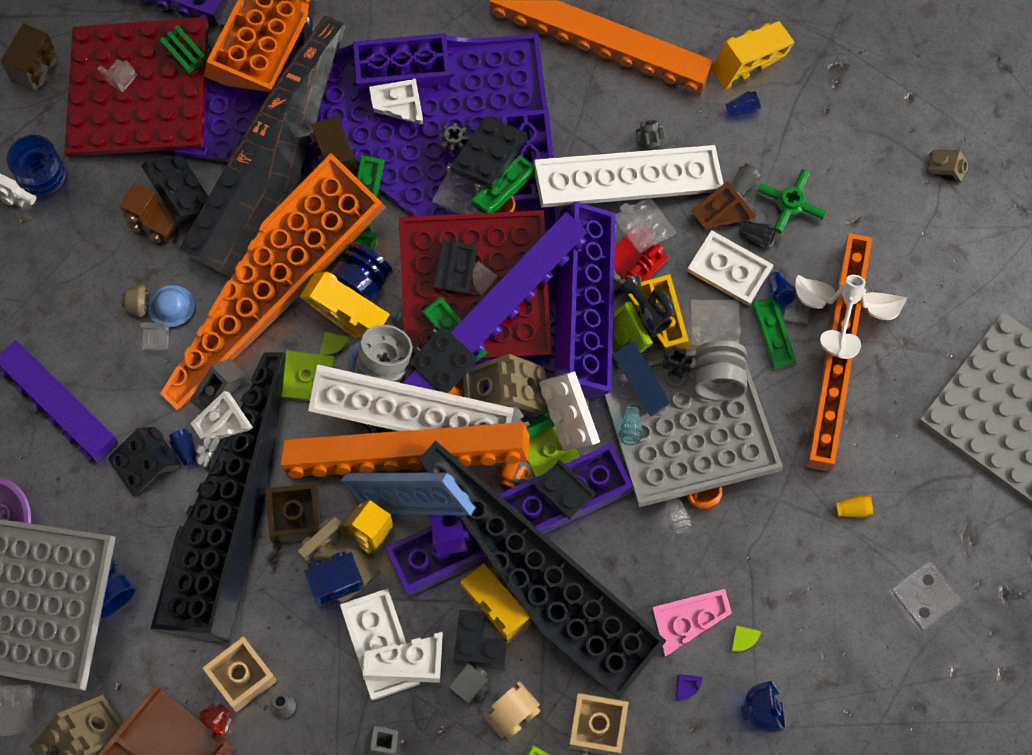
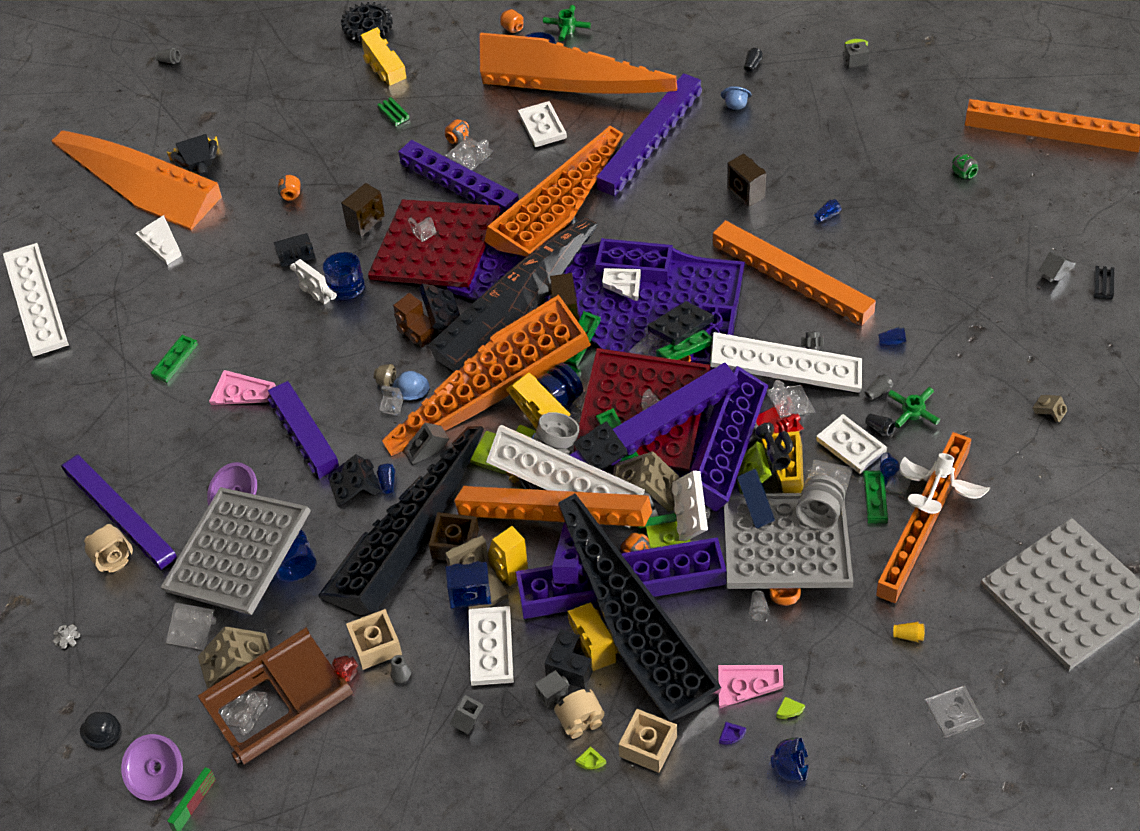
camera: 20 degrees right, 20 degrees down
(173, 37) = (470, 212): green tile -> none
(206, 450) = (402, 483): light grey plant -> none
(221, 419) = (420, 464): white wing -> none
(406, 662) = (508, 659): white wing -> none
(410, 493) = (547, 527): medium blue plate -> none
(452, 144) = (656, 310): dark grey gear -> none
(455, 267) = (630, 388): black plate -> none
(564, 490) = (670, 560): black plate -> none
(631, 428) = (736, 530): clear light blue cone -> none
(675, 368) = (788, 494): black gear -> none
(722, 208) = (856, 401): reddish brown wing -> none
(750, 51) = (907, 301): yellow wedge -> none

